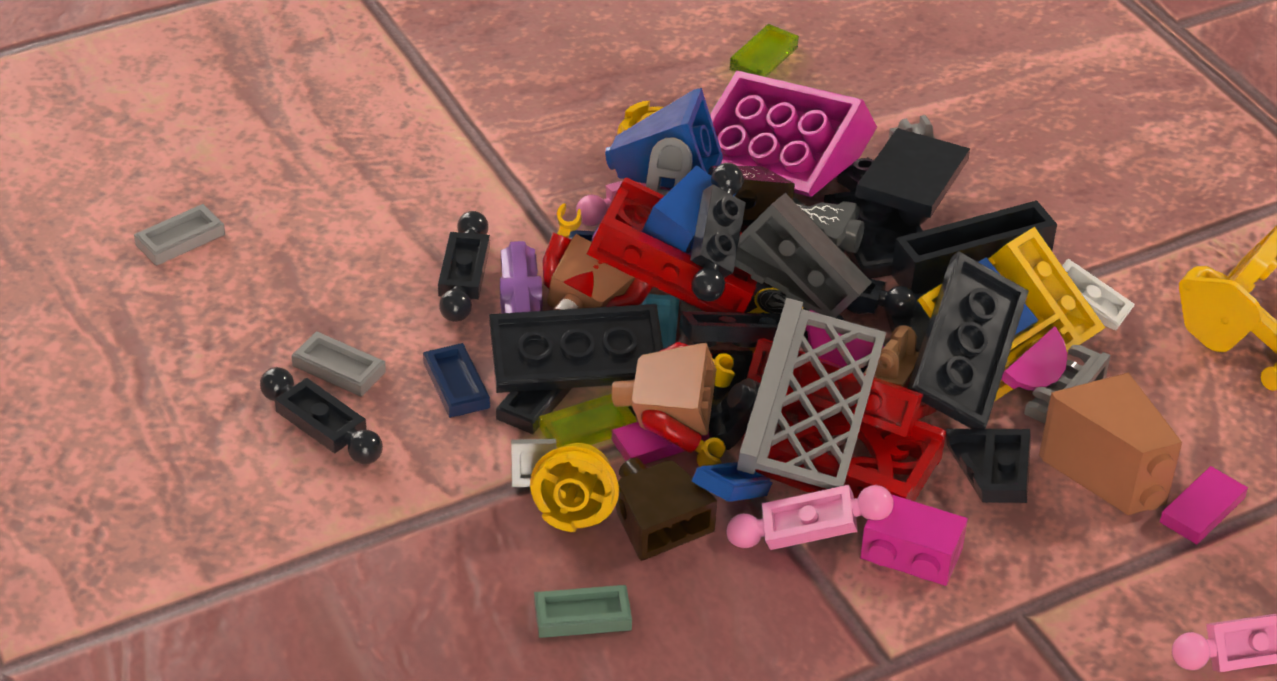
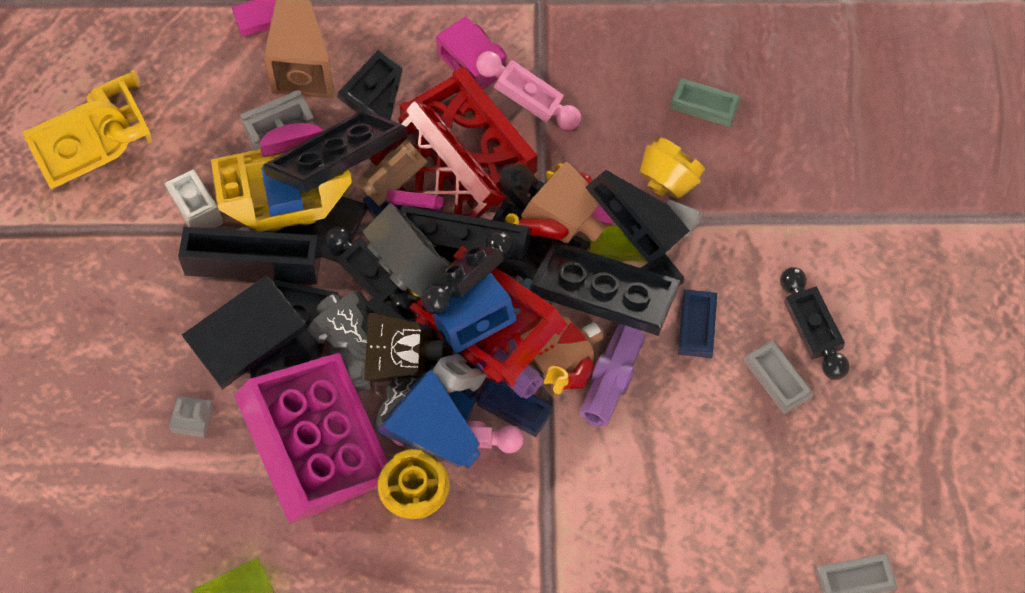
camera: 150 degrees left, 20 degrees up
(463, 266) = (640, 428): black plate -> none
(578, 403) = (640, 216): none -> black slope
(662, 507) = (616, 141): dark brown torso -> none
(731, 483) = (562, 133): blue tile -> none
(774, 387) = (502, 148): light grey fence -> none

